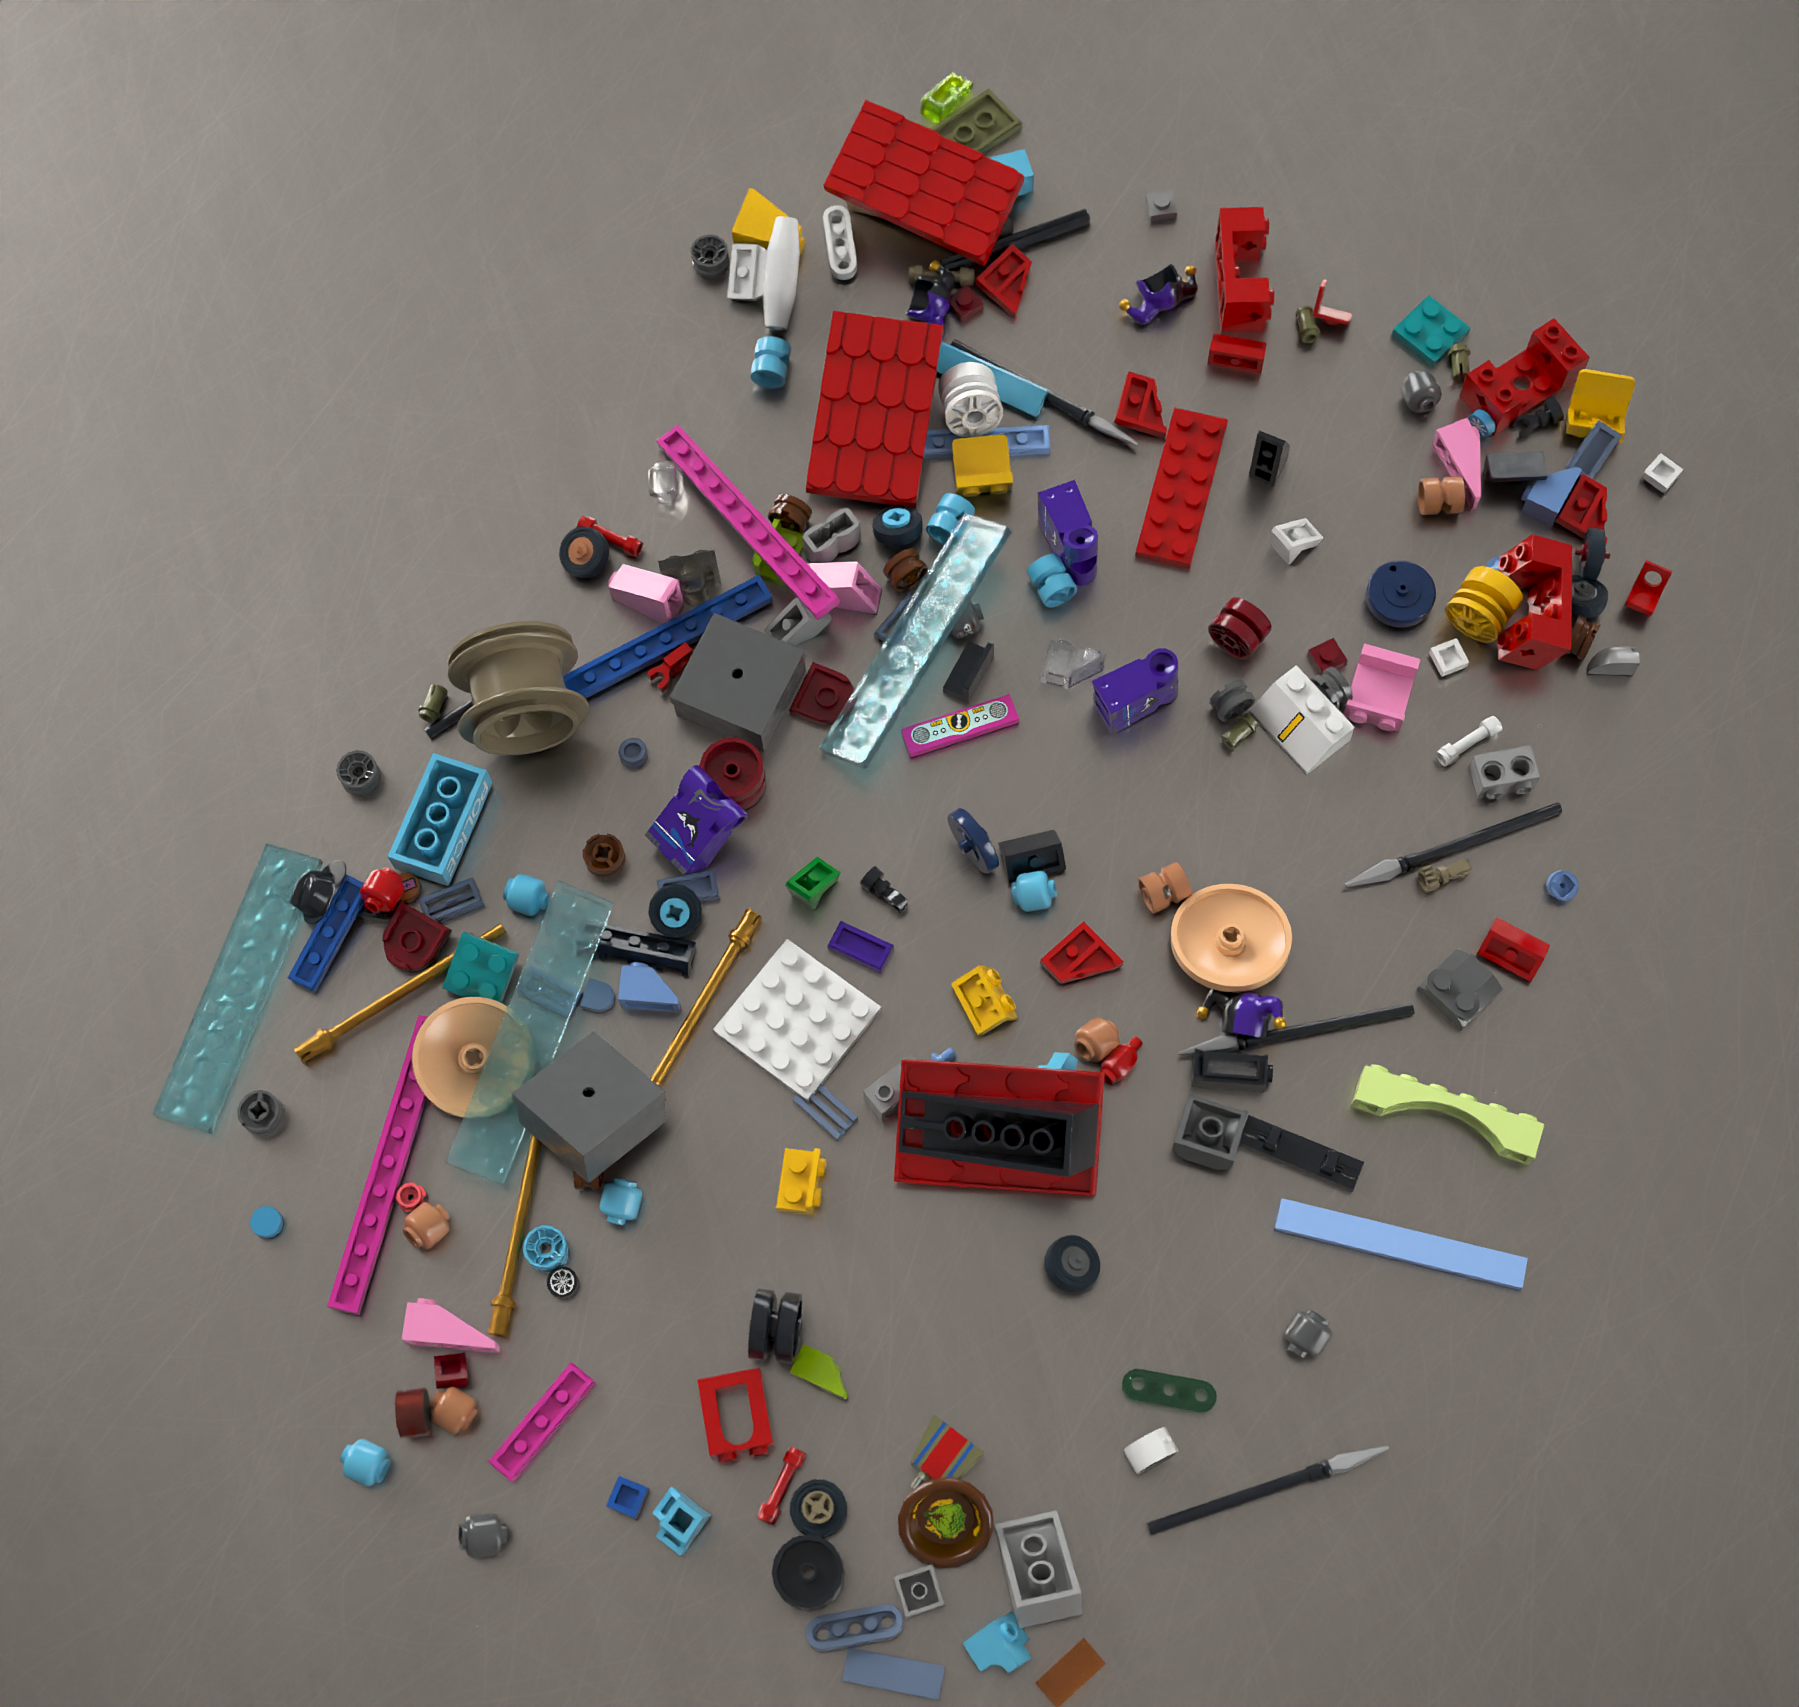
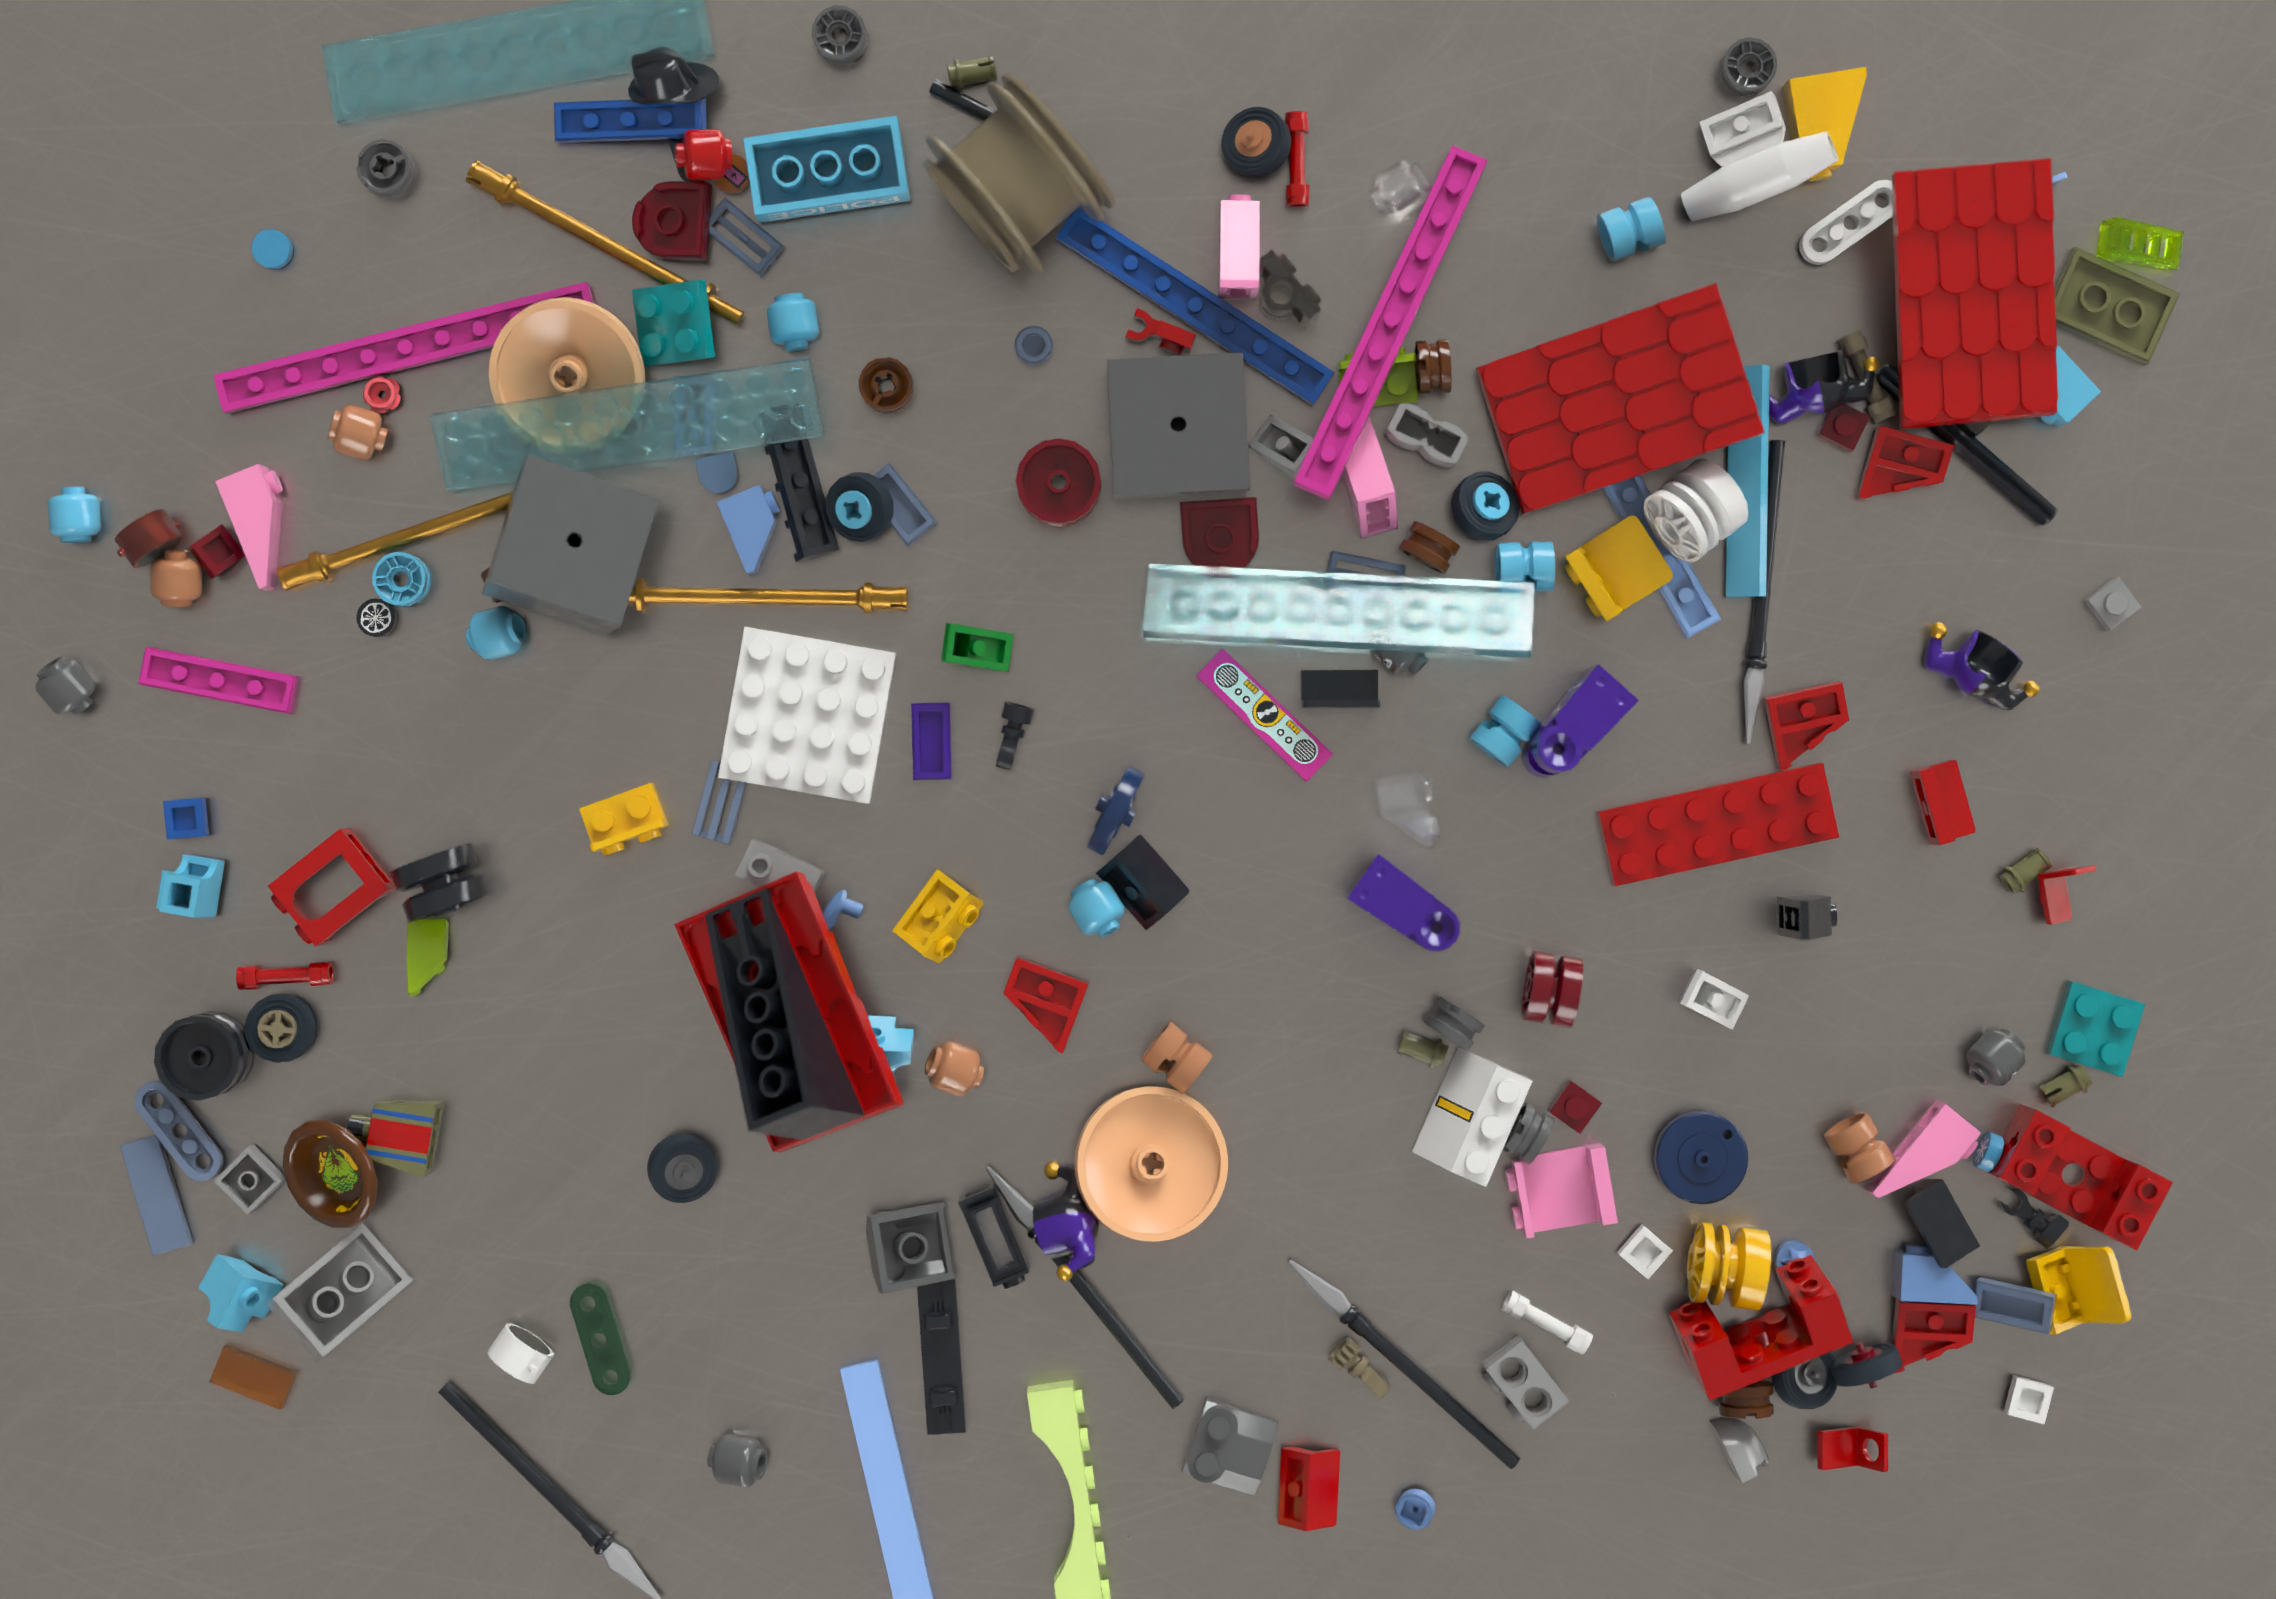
camera: 60 degrees right, 20 degrees up
(695, 822) = (968, 476): dark purple piece -> none
(1120, 1061) = (944, 1107): red plant -> none
(1242, 301) = (2102, 724): red plate -> none

